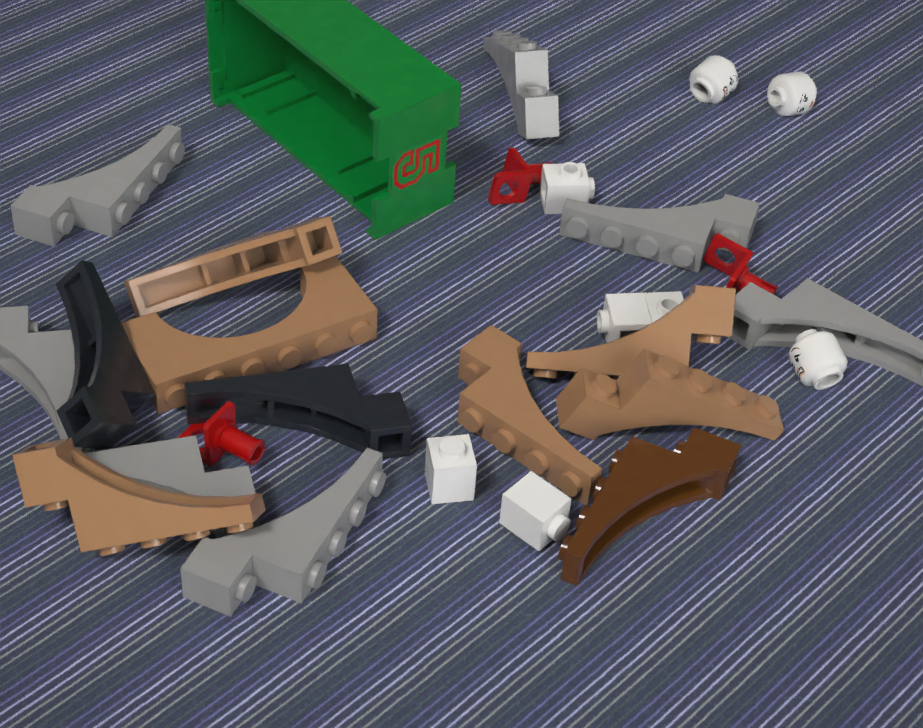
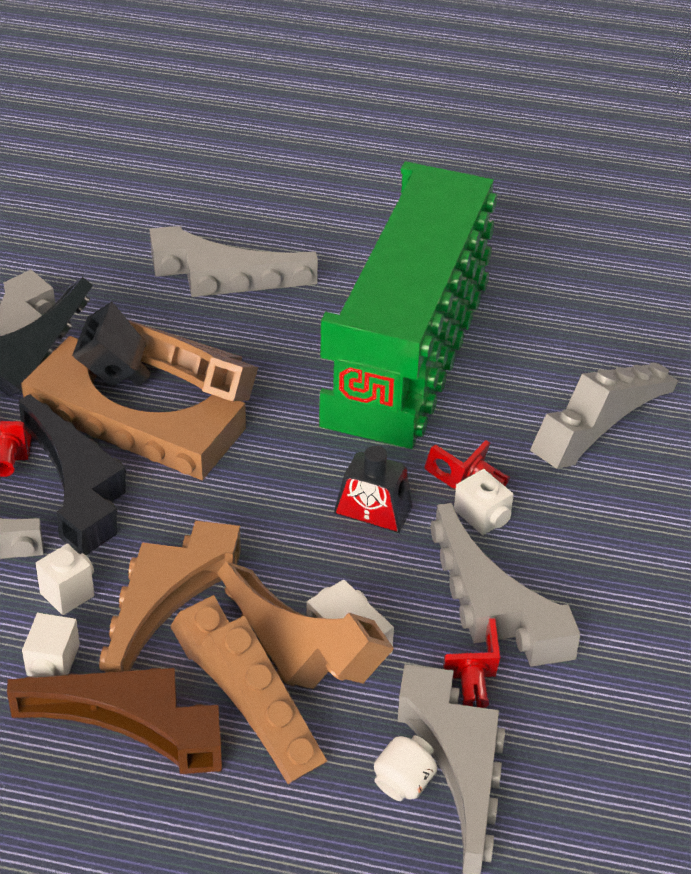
camera: 60 degrees right, 0 degrees up
(184, 304) = (111, 347): none -> black torso
(507, 234) = (375, 490): none -> torso

